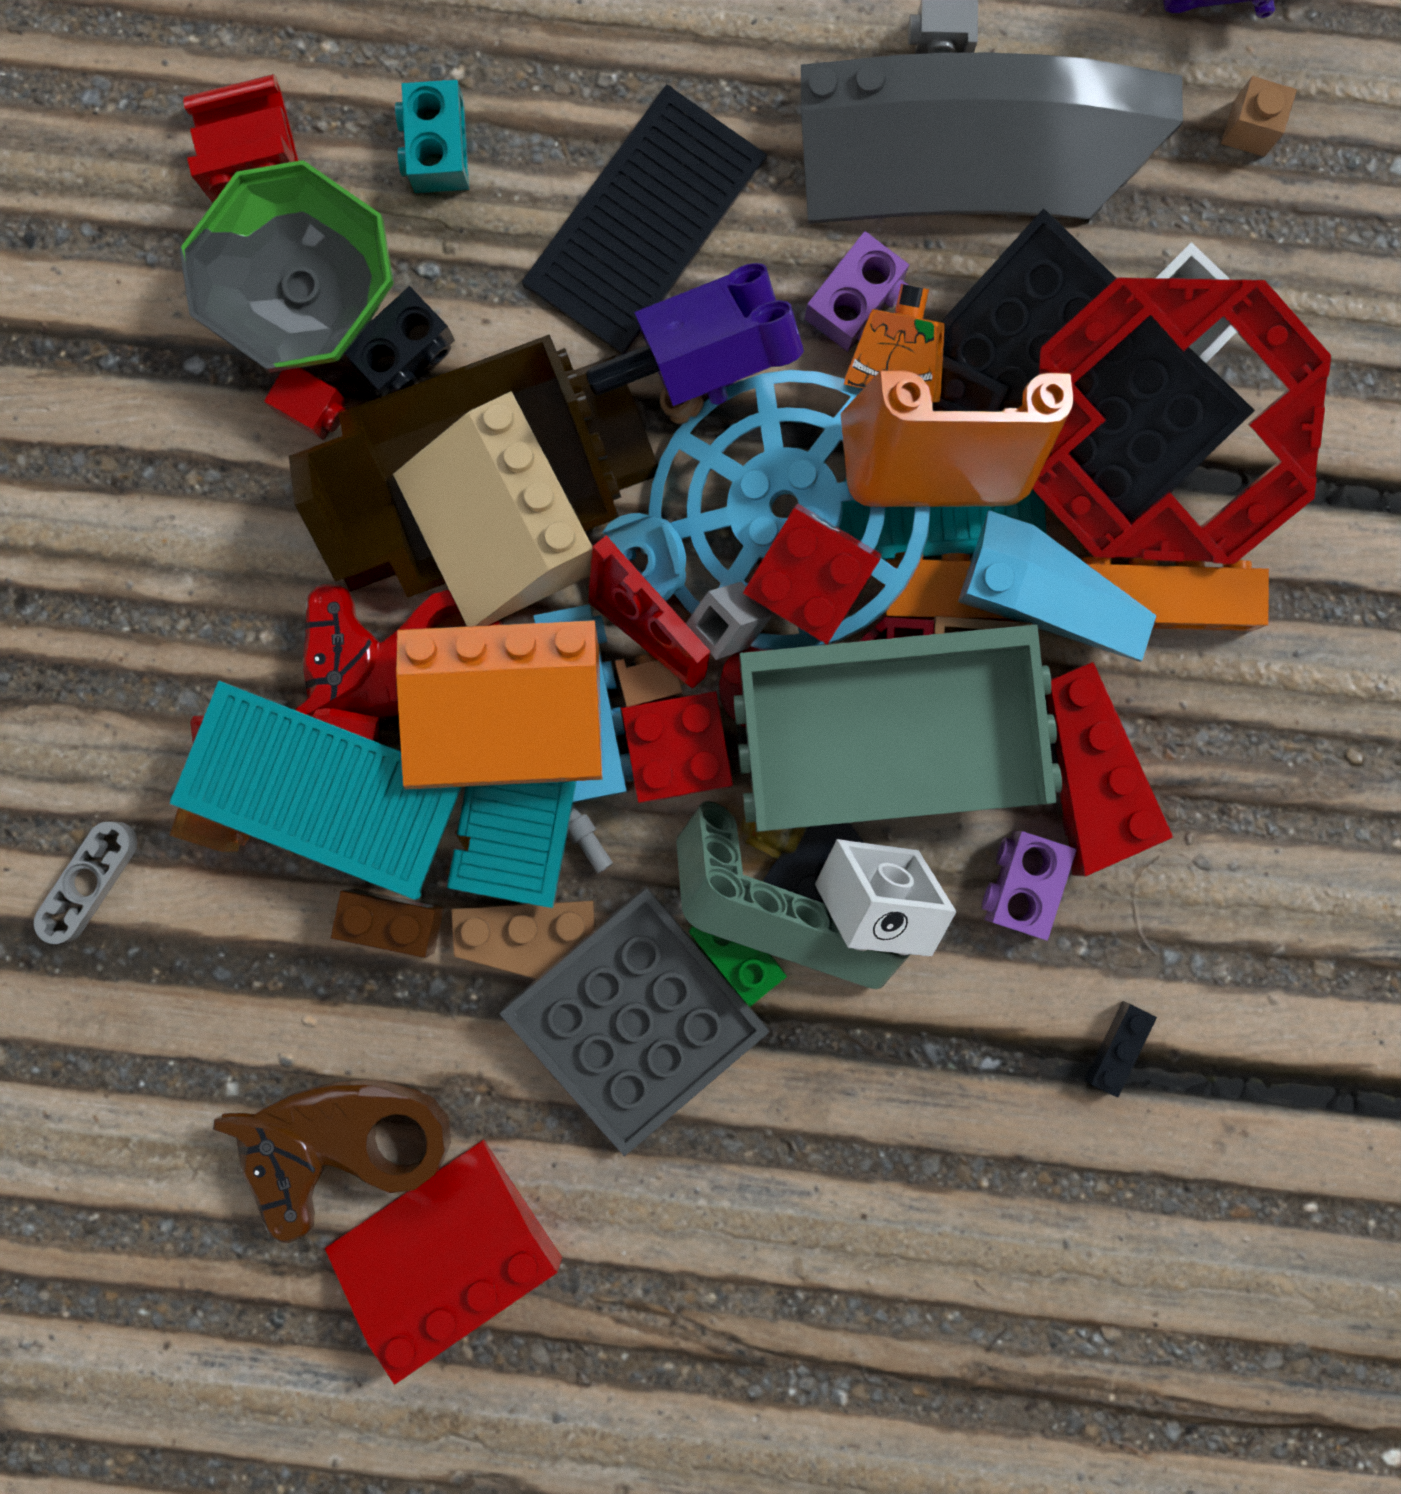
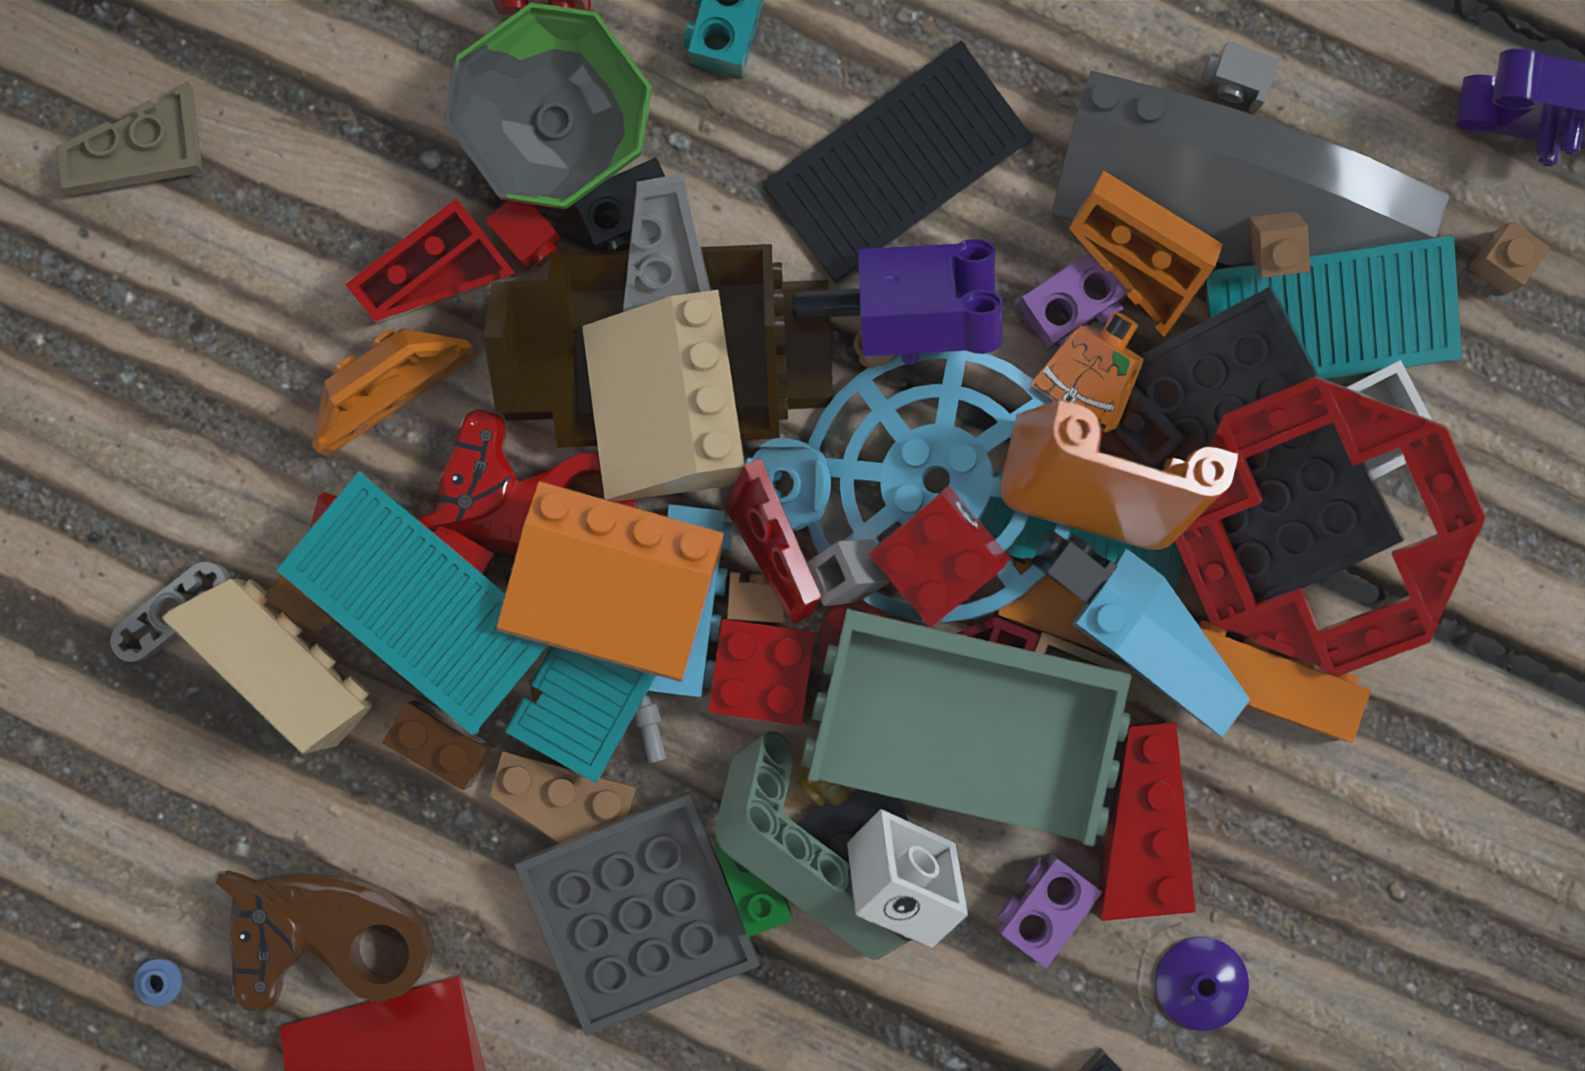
camera: 20 degrees right, 0 degrees up
(197, 897) = (272, 664): none -> tan slope
(201, 1235) = (171, 978): none -> medium blue plate
(218, 591) = (383, 381): none -> orange wedge
(225, 464) = (430, 266): none -> red wedge
(442, 362) = (663, 244): none -> light grey wing
(911, 216) = (1146, 248): none -> orange wedge
(943, 540) = (1073, 565): none -> black brick
(1038, 168) = (1279, 244): none -> medium nougat brick
(1134, 204) = (1362, 305): none -> teal window
(1177, 900) = (1182, 971): none -> dark purple dish

